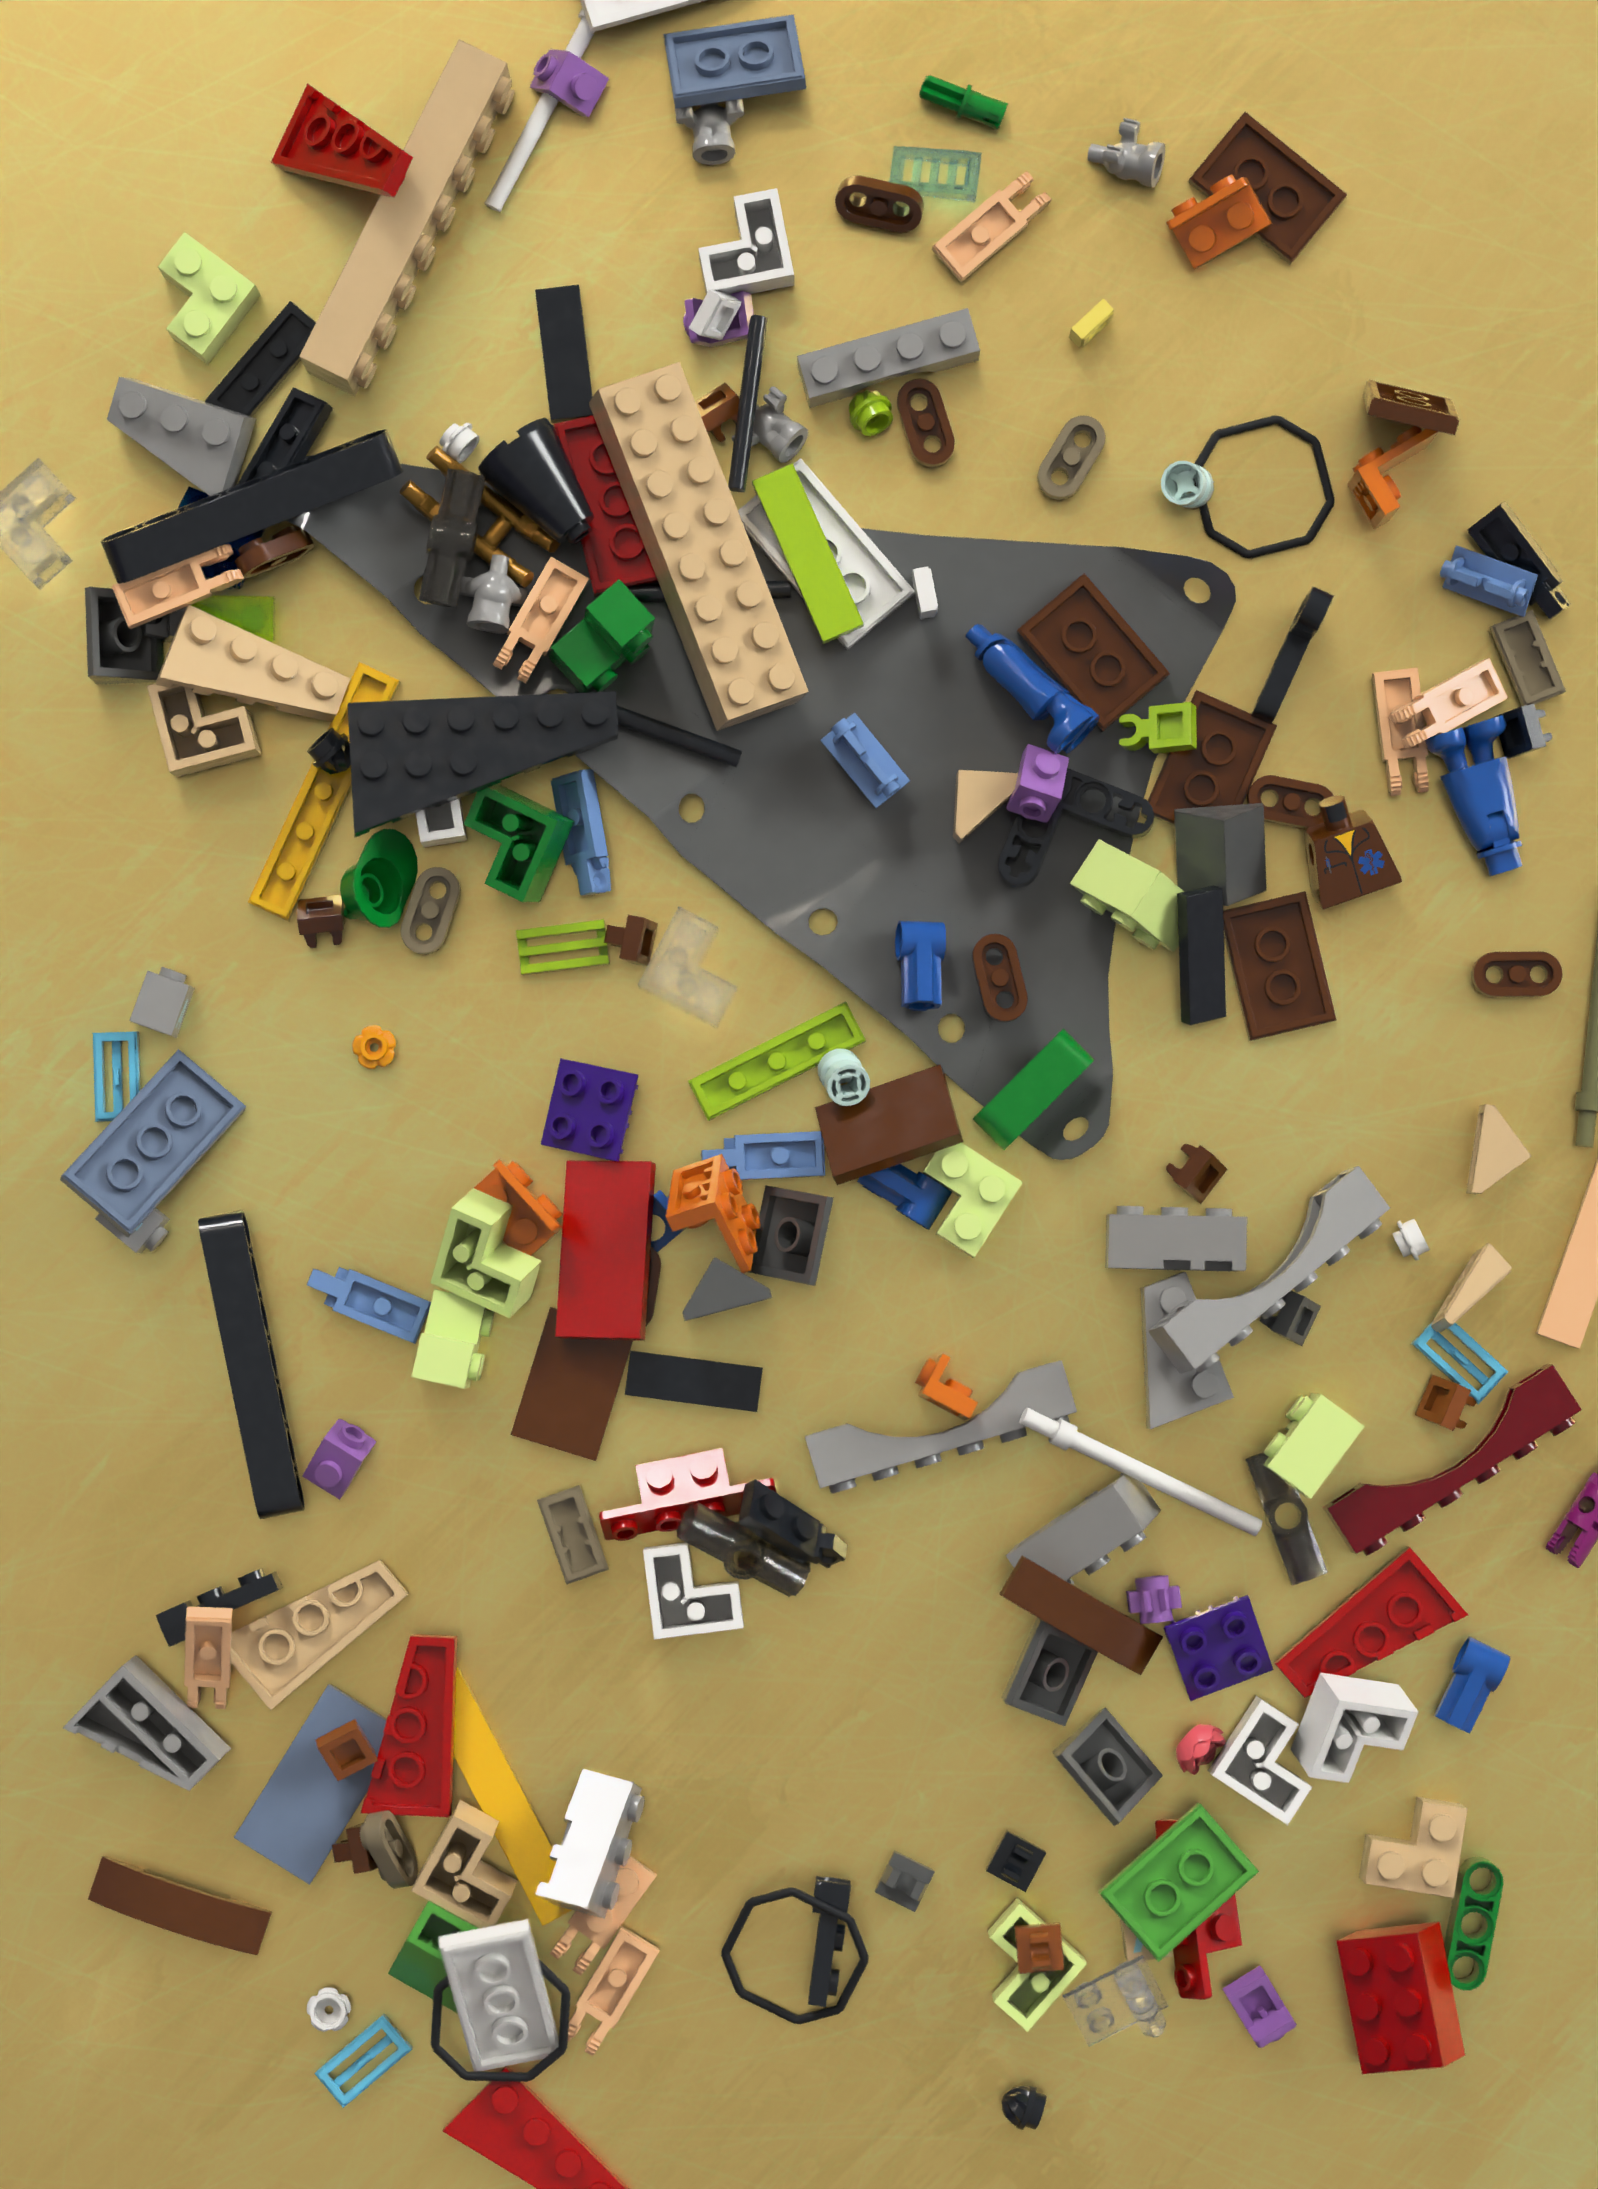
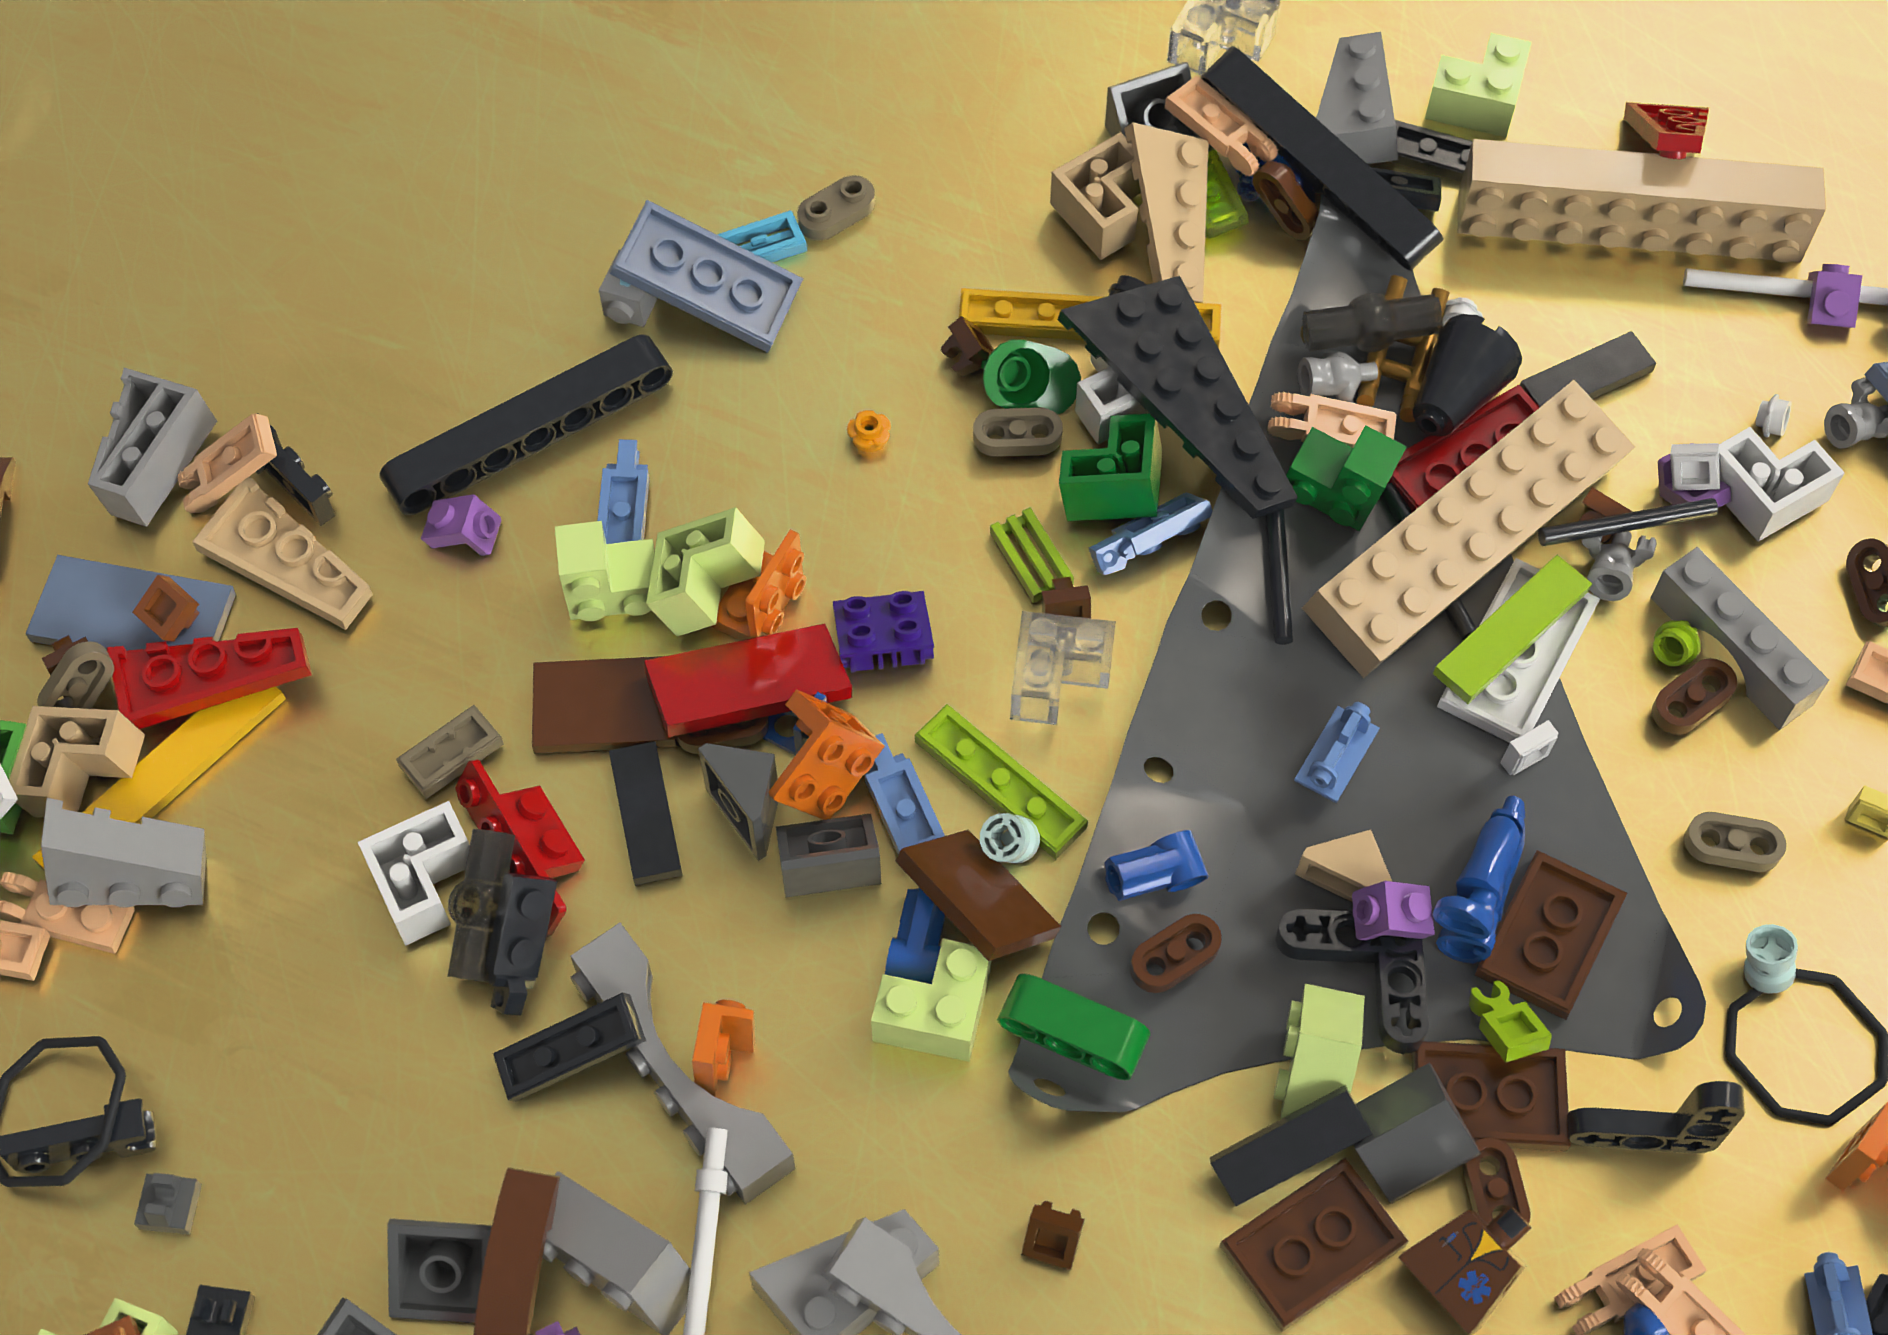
camera: 70 degrees right, 25 degrees down
(102, 986) = (839, 207): none -> dark tan plate
(162, 1002) = (840, 249): light grey brick -> none
(674, 205) = (1774, 415): none -> white plate
(897, 1513) = (569, 1047): none -> black tile
(1176, 1240) = (970, 1235): light grey wedge -> none

